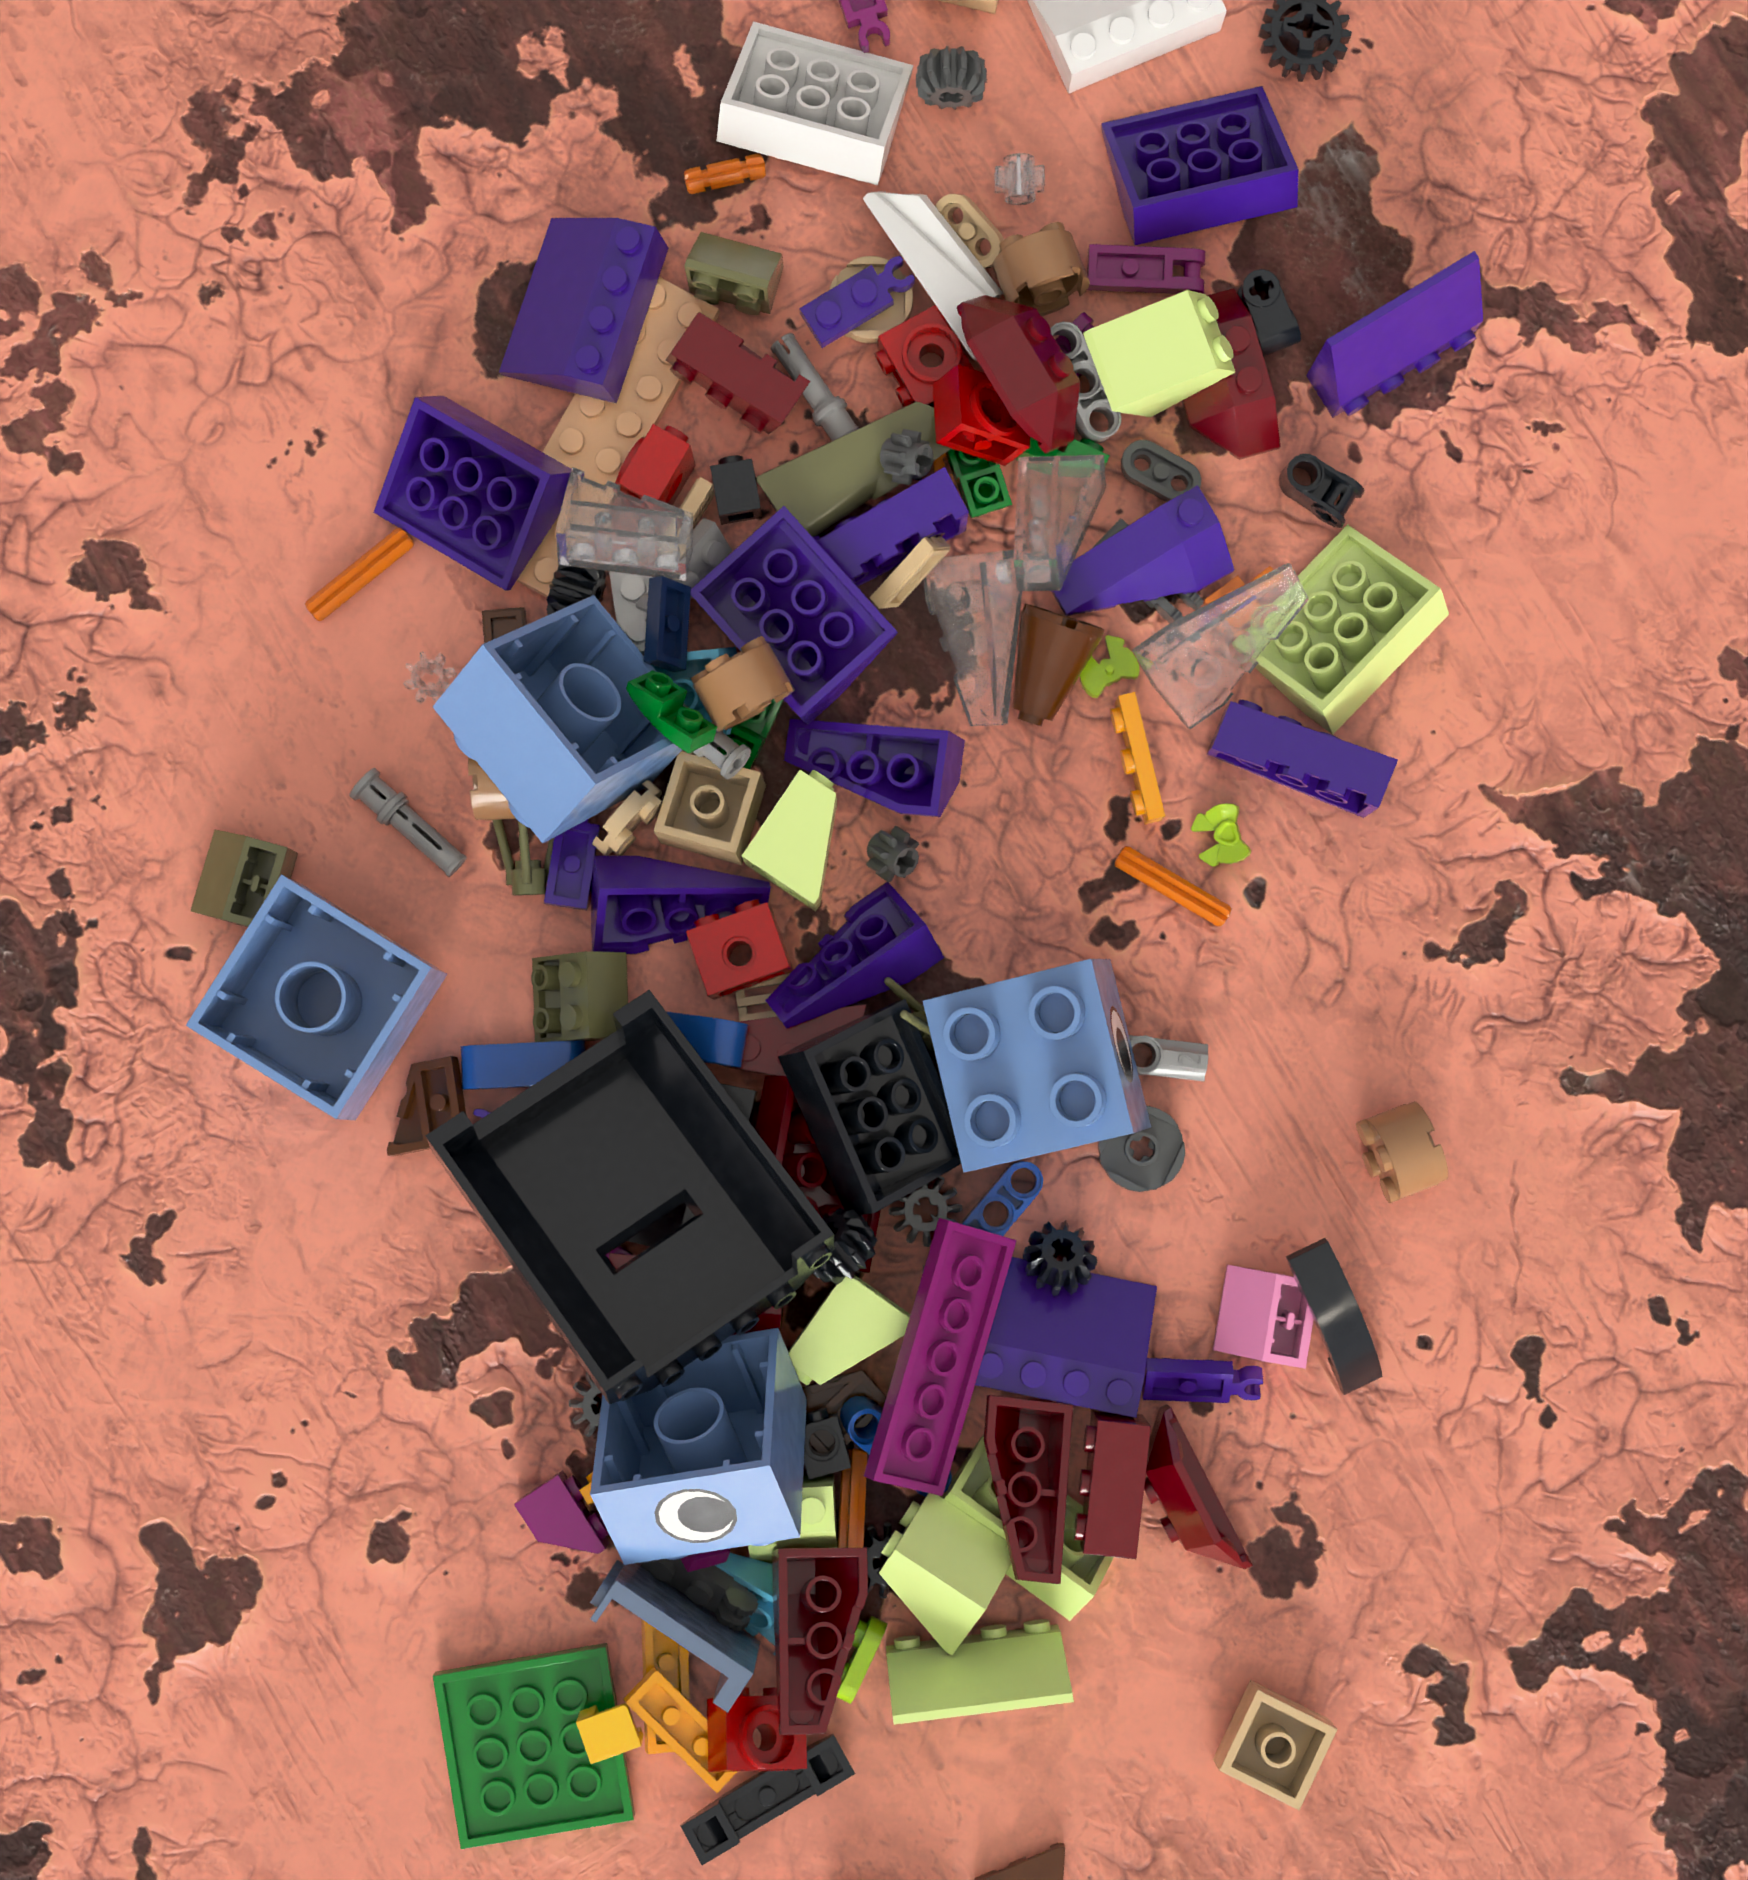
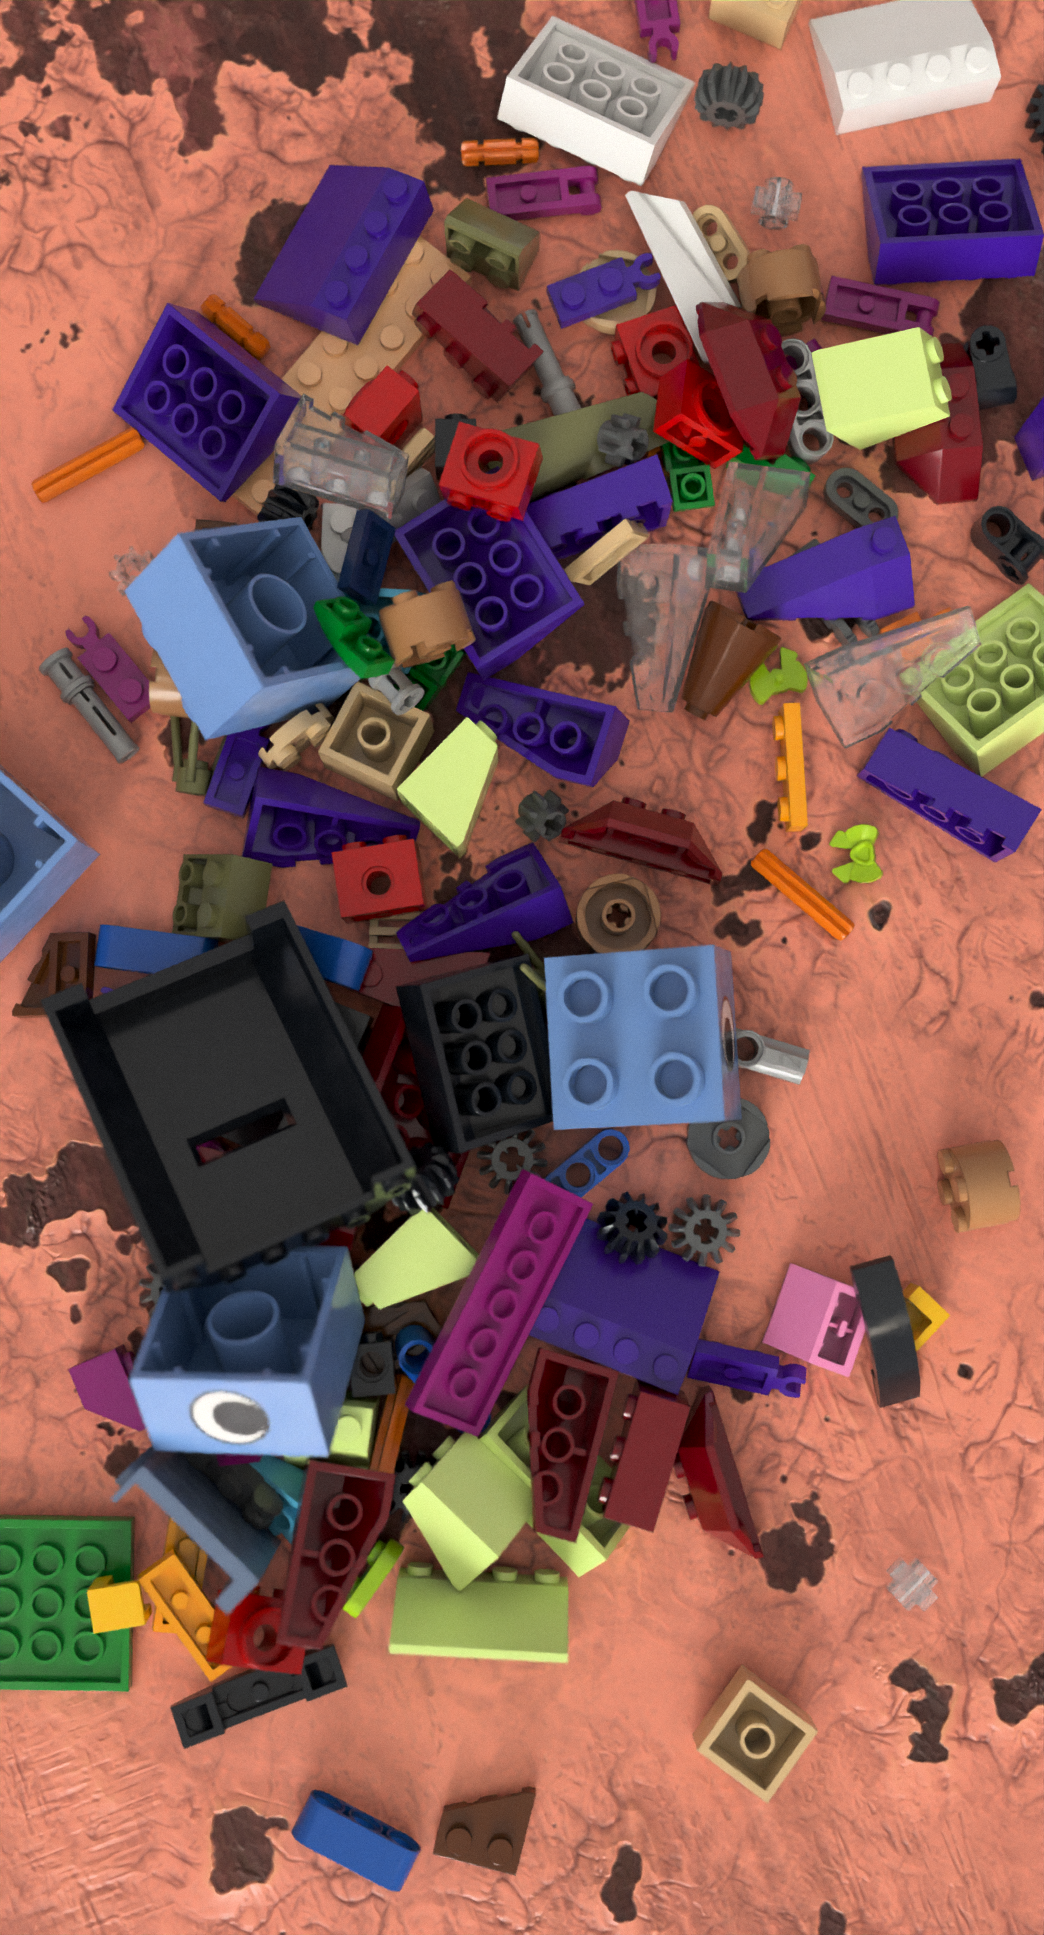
camera: 10 degrees right, 0 degrees up
(426, 782) = (113, 670): none -> magenta plate
(485, 404) = (235, 326): none -> orange axle
(778, 210) = (544, 193): none -> magenta plate
(794, 536) = (502, 493): none -> red brick
(998, 922) = (630, 898): none -> medium nougat brick
(1003, 858) = (645, 838): none -> dark red wedge
(1124, 1258) = (713, 1219): none -> dark grey gear
(1369, 1291) = (923, 1313): none -> yellow panel
(1407, 1566) = (912, 1584): none -> clear gear

